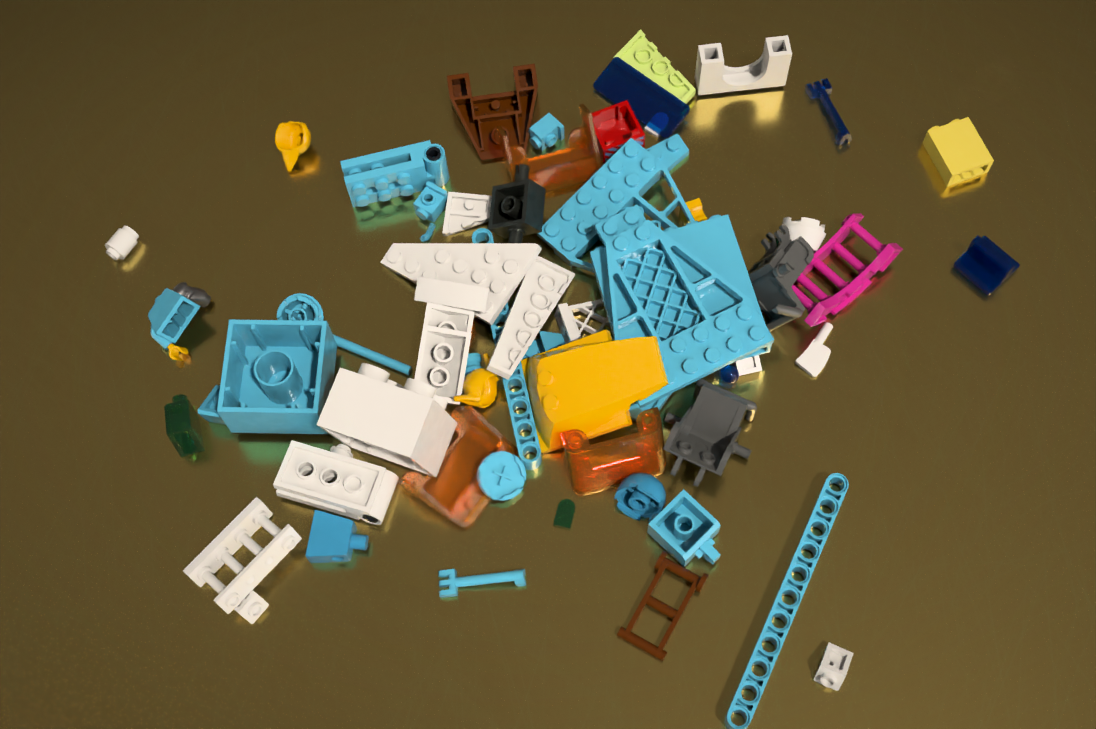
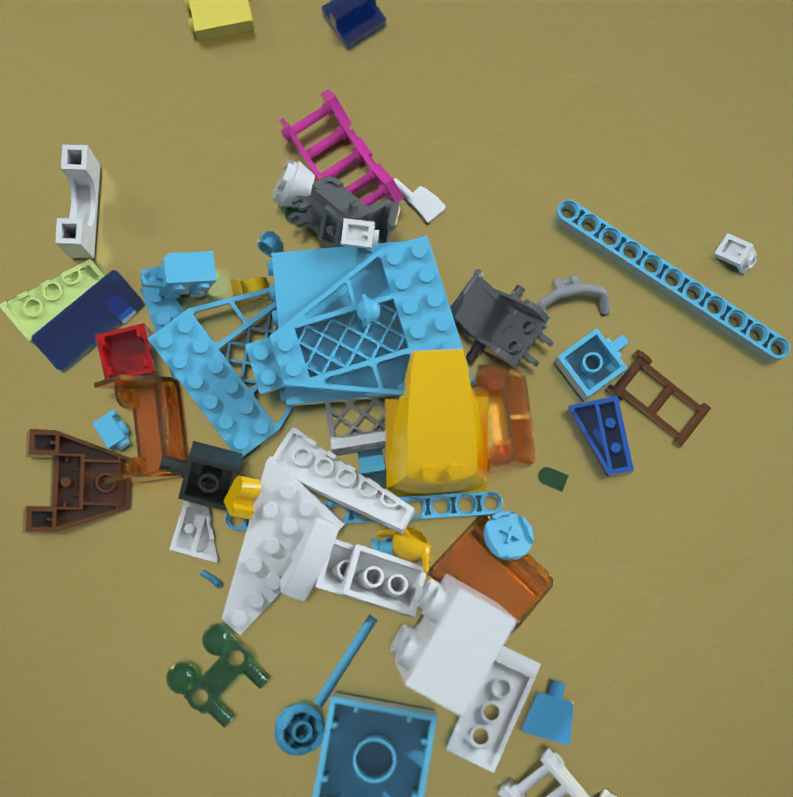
camera: 85 degrees left, 15 degrees up
(292, 141) = (67, 722): yellow piece -> none
(342, 248) = (184, 678): none -> clear green piece
(394, 172) = (136, 569): medium azure hinge -> none
(432, 209) = (167, 566): medium azure brick -> none
(454, 582) = (608, 598): medium azure hinge -> none
(499, 232) = (242, 497): none -> yellow leg
(615, 553) = (605, 431): none -> blue wedge
(641, 496) = (549, 398): dark azure cylinder -> none
(688, 297) = (368, 311): none -> medium azure piece
(694, 154) = (181, 274): none -> medium azure hinge
(744, 229) = (270, 243): none -> medium azure piece
(758, 498) = (571, 287): none -> light grey piece
(761, 281) = (359, 234): none -> white bracket
(822, 93) = (117, 128): clear blue hinge -> none

